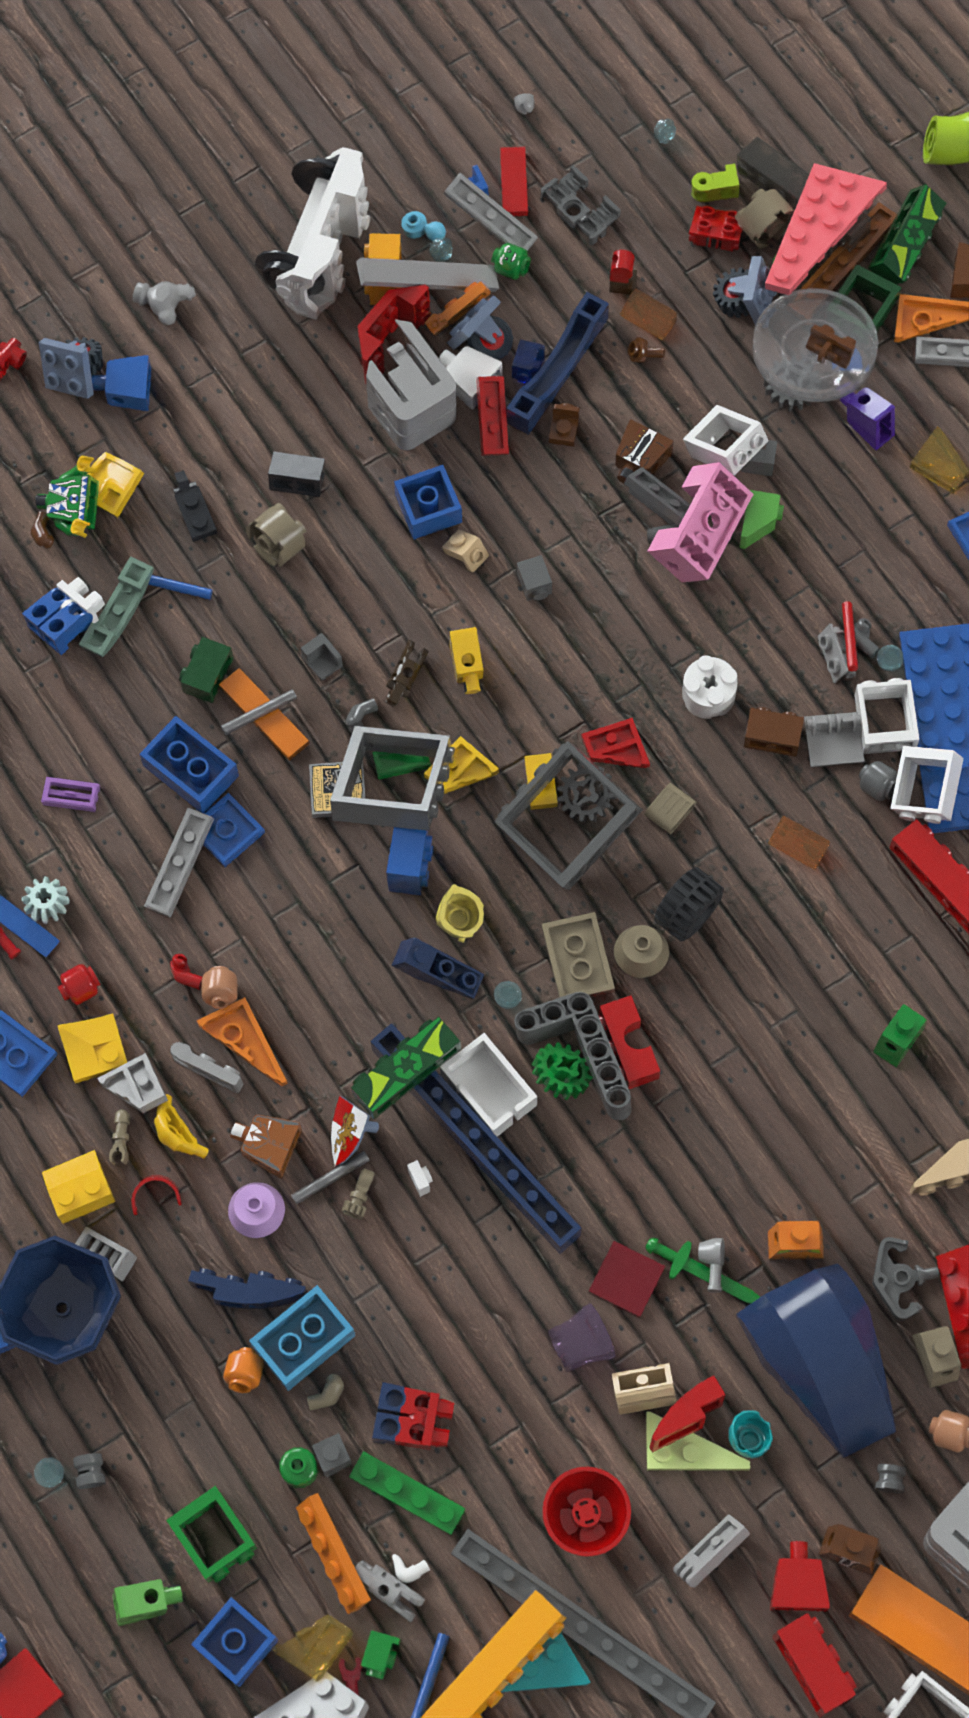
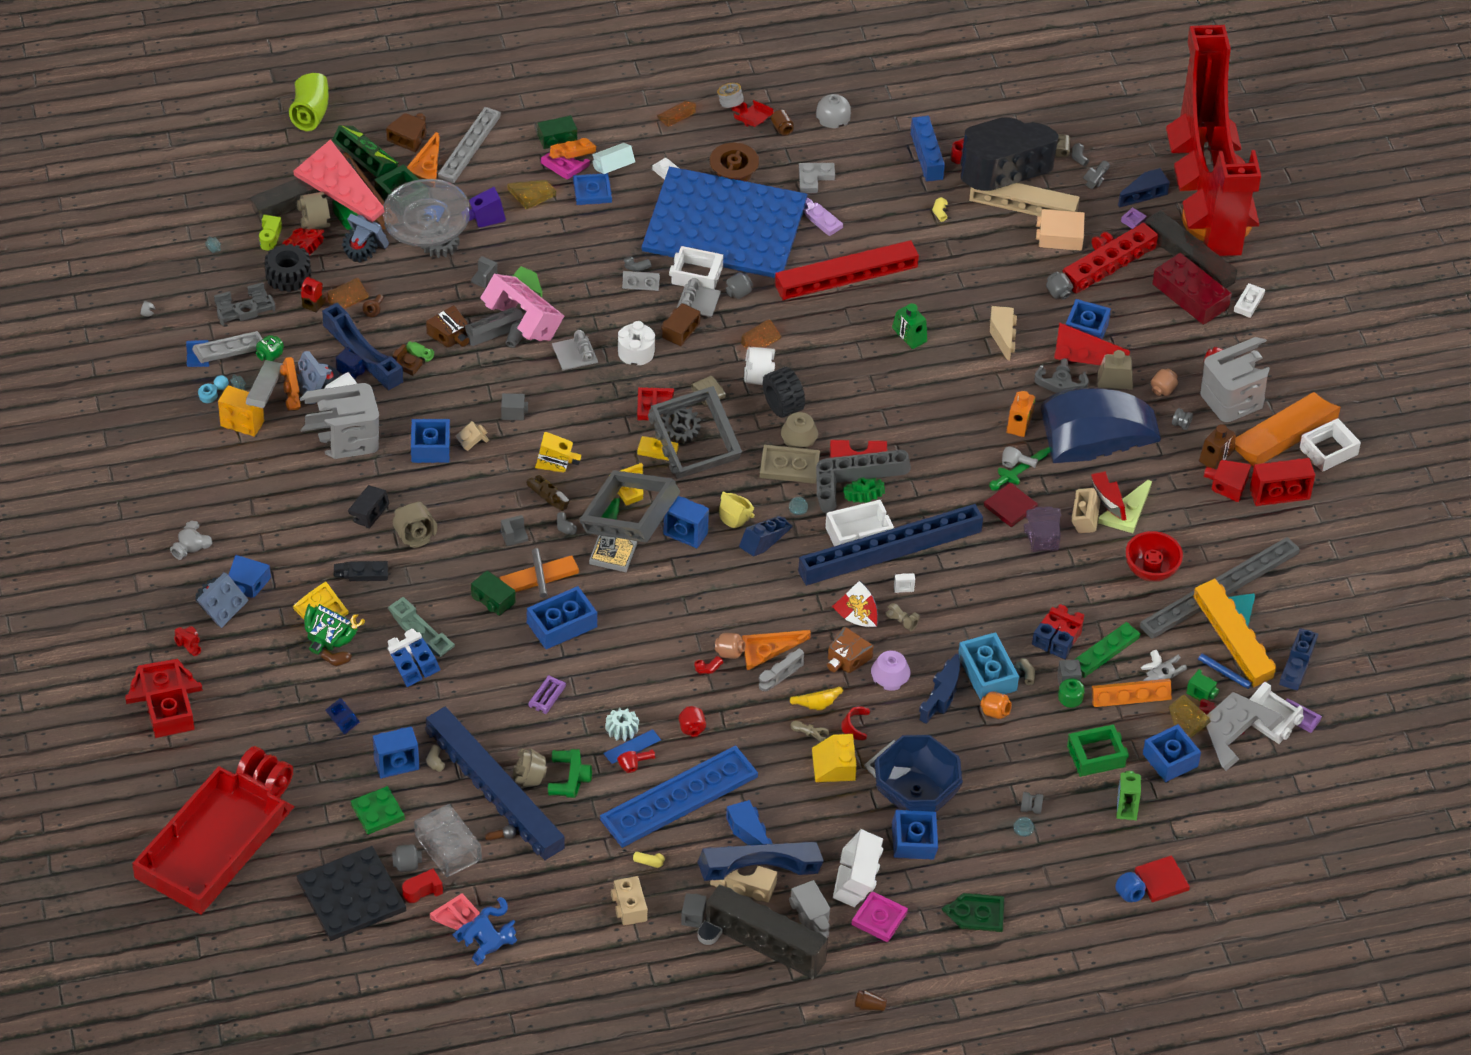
camera: 75 degrees left, 20 degrees down
(92, 1047) = (740, 728): yellow plate -> none
(135, 1084) = (777, 709): light grey wing -> none
(179, 862) = (628, 646): light grey tile -> none
(180, 587) = (423, 590): blue bar -> none
(231, 830) = (615, 618): blue tile -> none
(330, 1177) = (883, 631): flat silver bar -> none
(337, 205) = (217, 438): white piece -> none
(402, 304) = (296, 437): red slope -> none
(406, 1067) = (836, 552): dark green brick -> none
(492, 415) = (386, 391): red plate -> none
(514, 180) = (200, 331): red tile -> none
(585, 432) = (419, 351): none -> bright green arm
(658, 210) = (287, 267): none -> black tyre
(668, 618) = (575, 351): none -> light grey hinge
(711, 1551) = (1195, 512): light grey hinge -> none
(713, 427) = (473, 290): white window -> none
(731, 855) = (758, 364): none -> white brick
(750, 1434) = (1132, 473): teal hair -> none
(830, 347) = (439, 198): reddish brown hips -> none
(849, 633) = (623, 267): red bar -> none
(890, 658) = (656, 256): clear light blue plate -> none
(905, 780) = (740, 250): white window -> none

